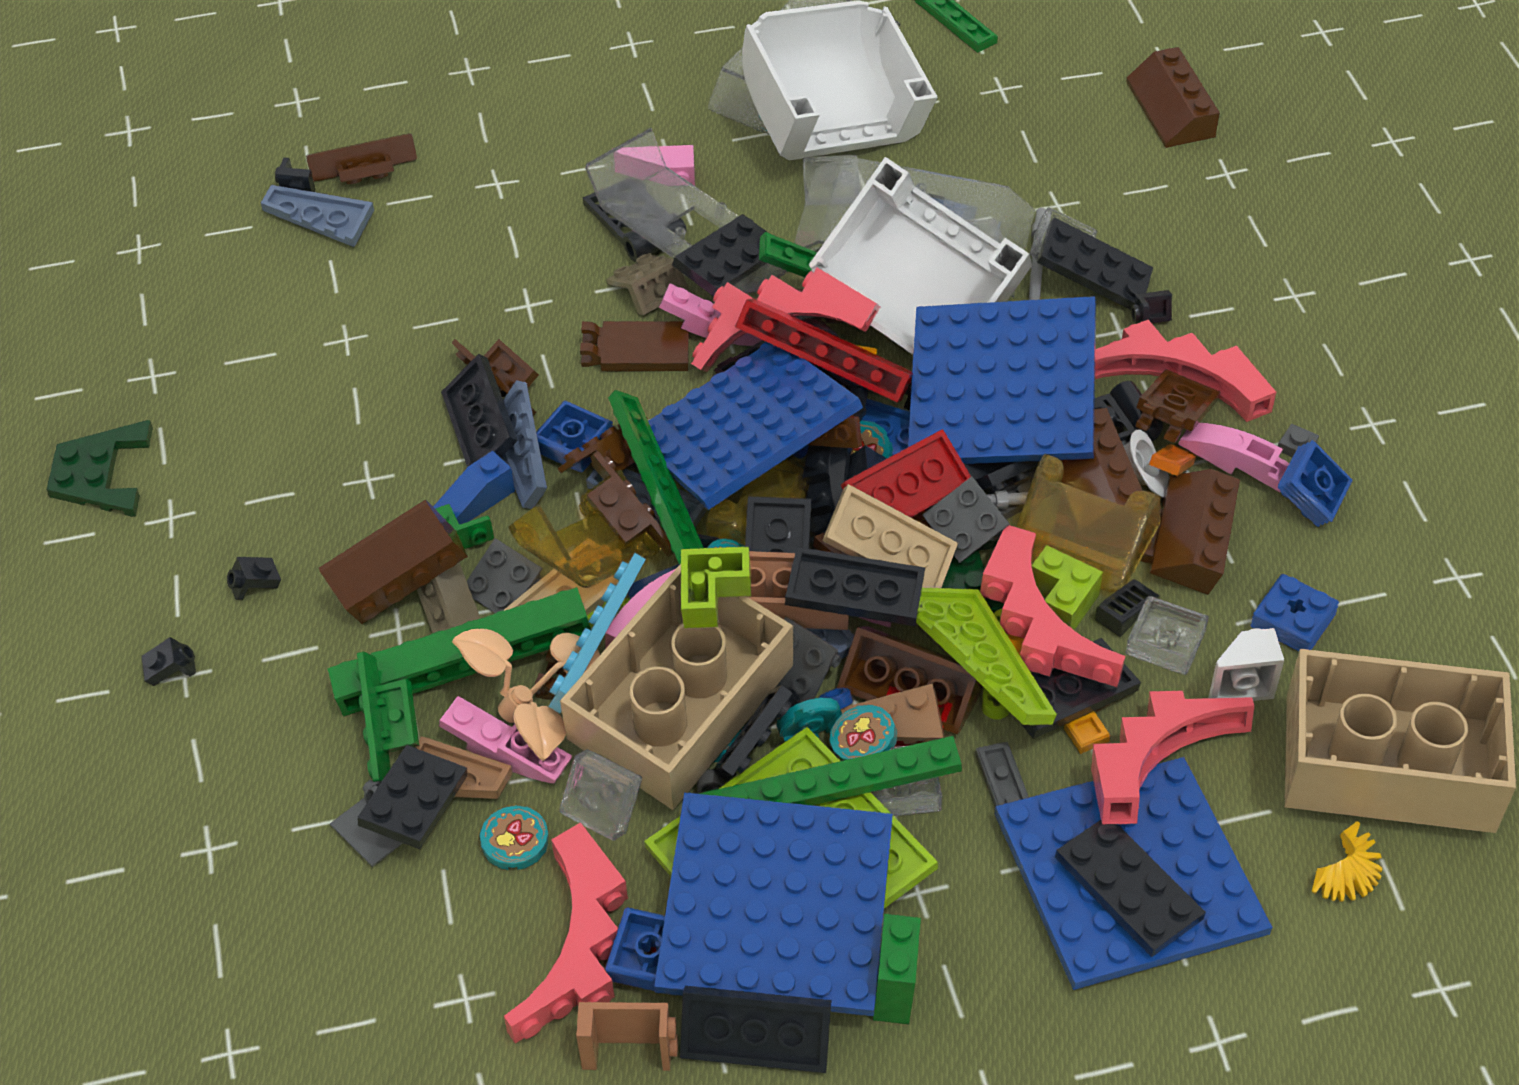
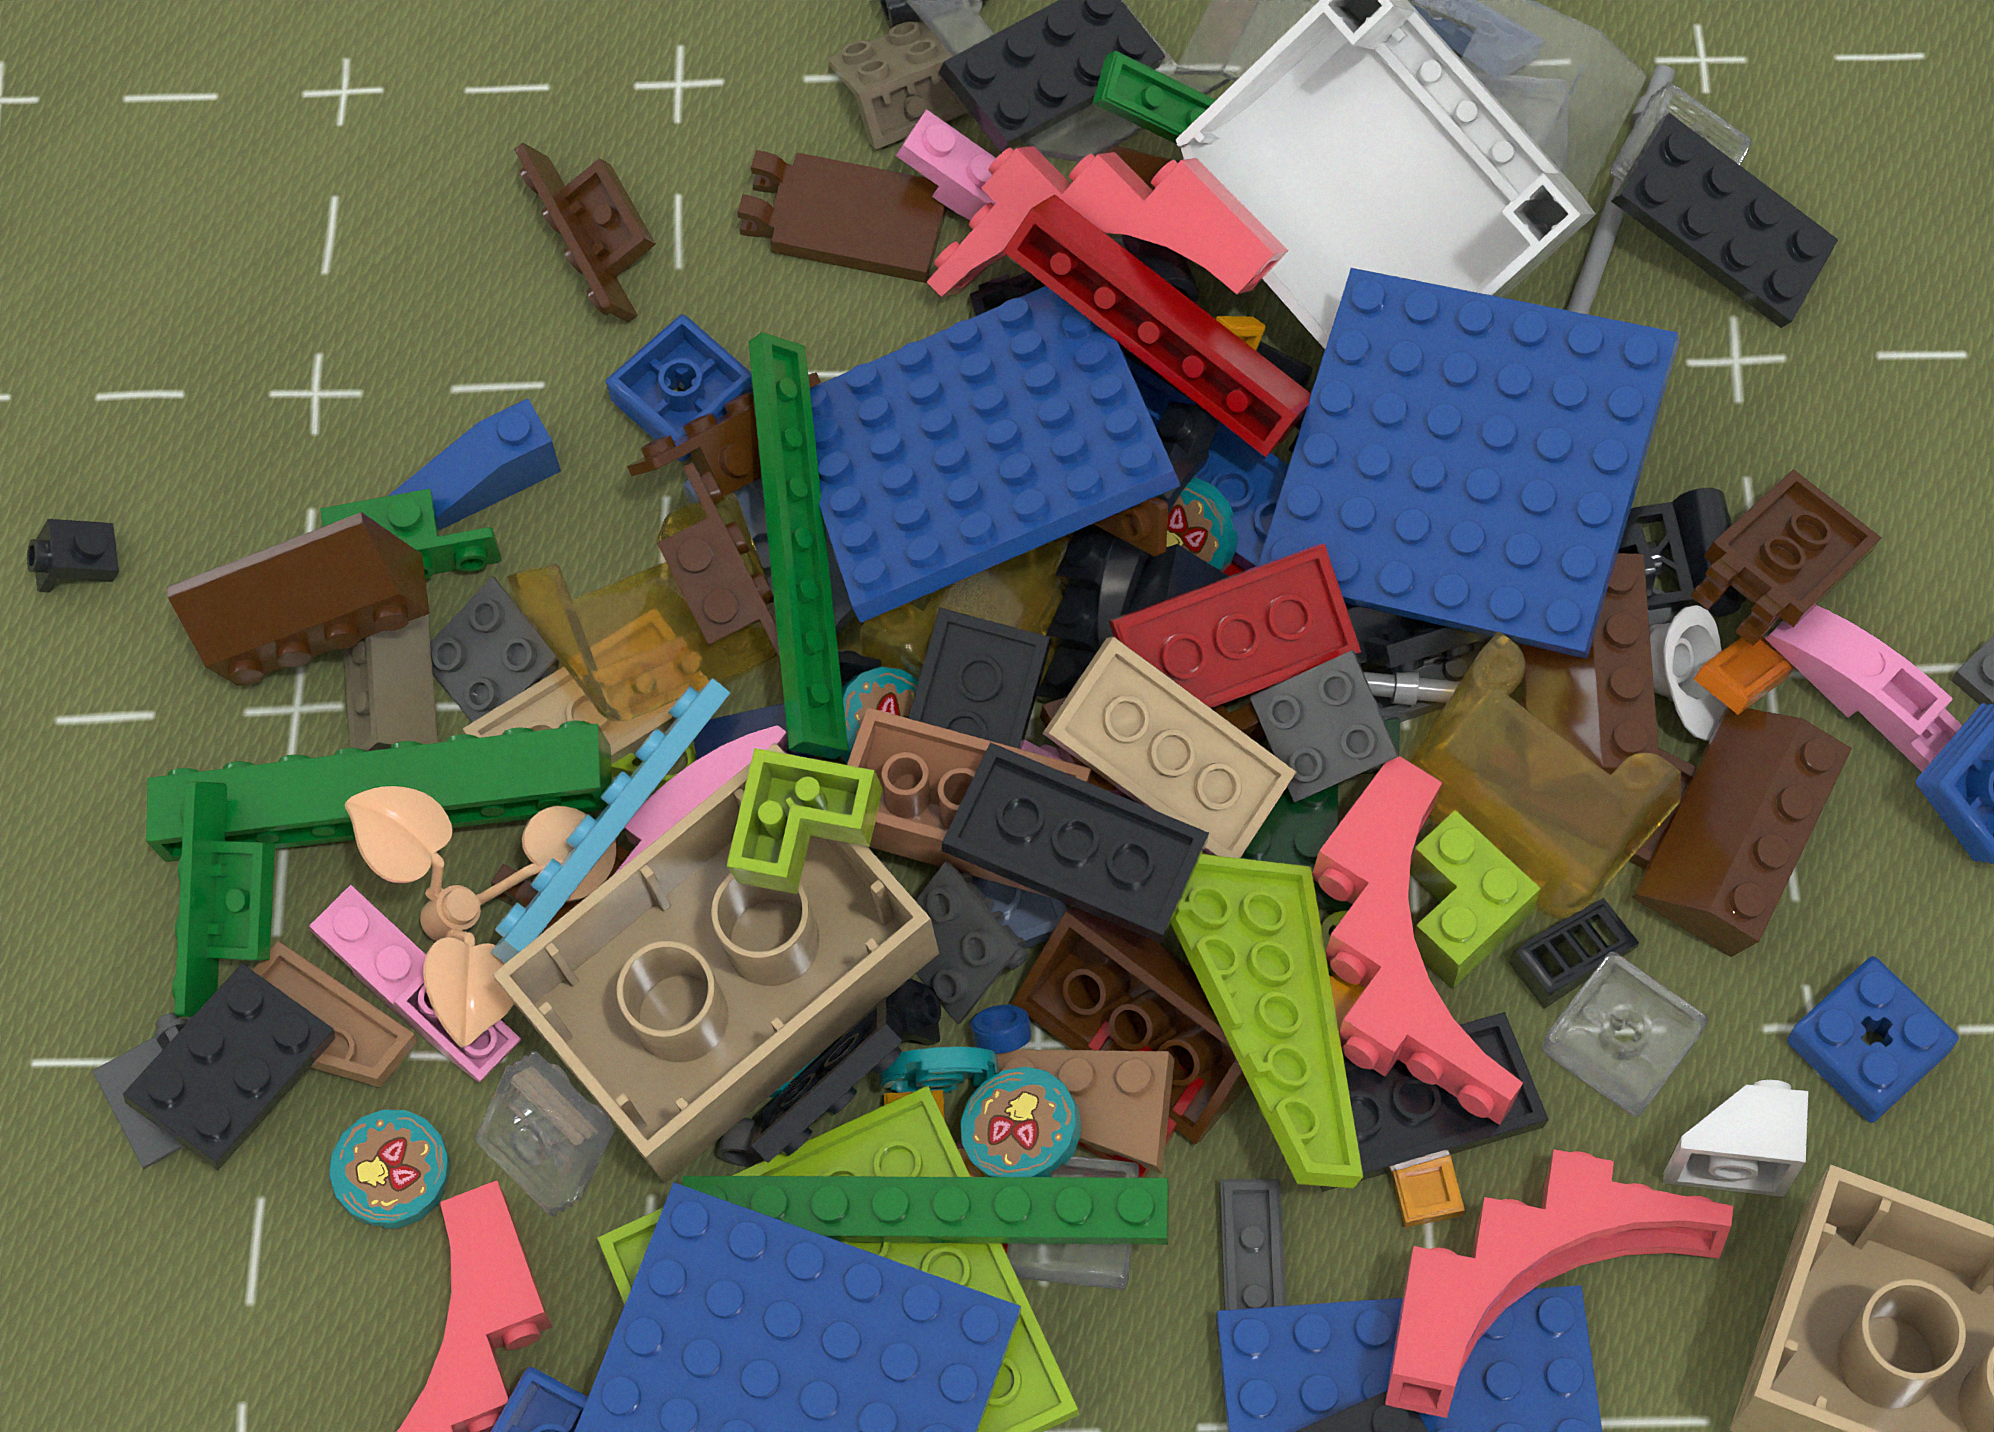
camera: 15 degrees right, 15 degrees up
(478, 412) = (527, 309): black plate -> none
(525, 453) = (582, 389): sand blue wing -> none
(1152, 306) = (1806, 332): black bracket -> none
(1228, 371) = (1835, 451): coral arch -> none

